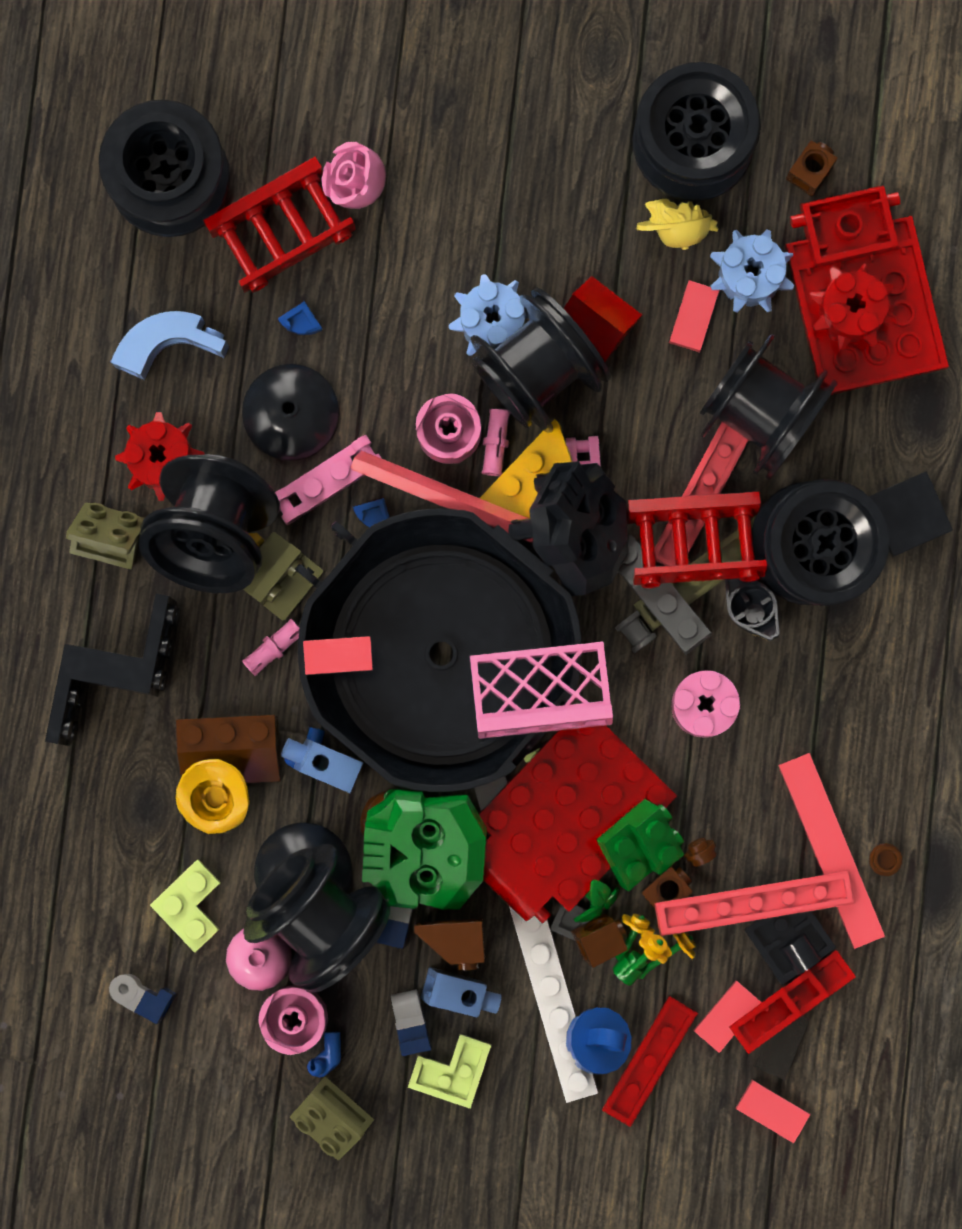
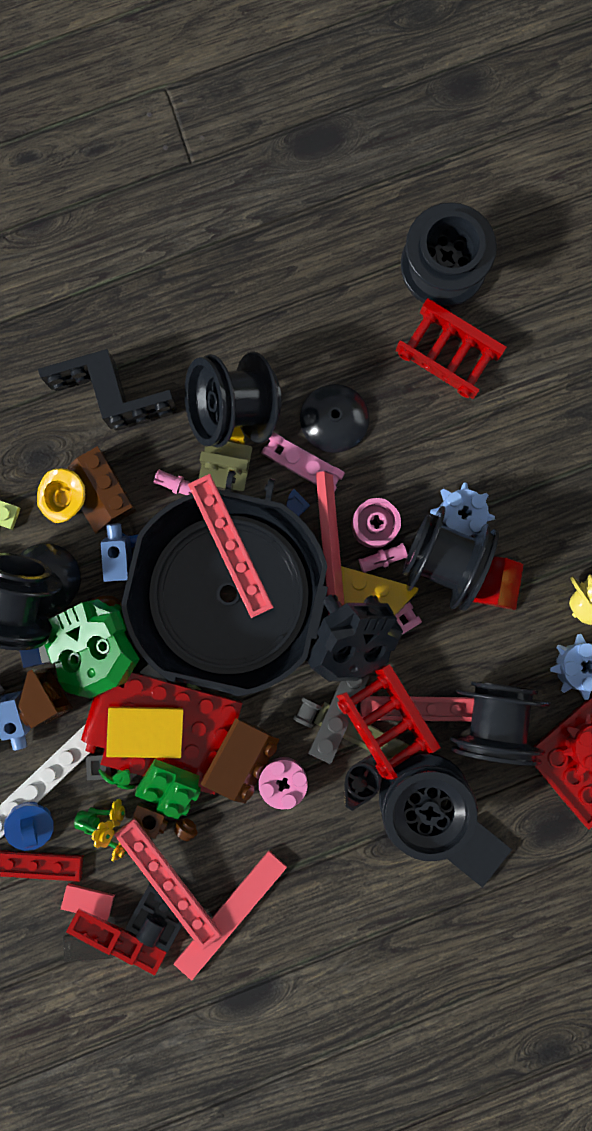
camera: 50 degrees right, 0 degrees up
(105, 535) = (193, 339): olive bracket -> none
(145, 443) = (264, 336): red brick -> none
(162, 330) = (338, 306): light blue arch -> none
(300, 320) = (396, 394): blue tile -> none
(338, 655) = (186, 527): coral tile -> none
(354, 176) = (506, 379): bright pink cylinder -> none
(388, 615) = (230, 546): none -> coral tile
(546, 718) = (214, 684): bright pink fence -> none
(558, 836) = (144, 732): none -> yellow tile
(600, 939) = (94, 793): reddish brown brick -> none
(654, 741) = (240, 761): none -> reddish brown slope
(694, 316) = (532, 644): coral tile -> none
(772, 1111) = (40, 964): coral tile -> none
(885, 859) = (242, 954): reddish brown plate -> none

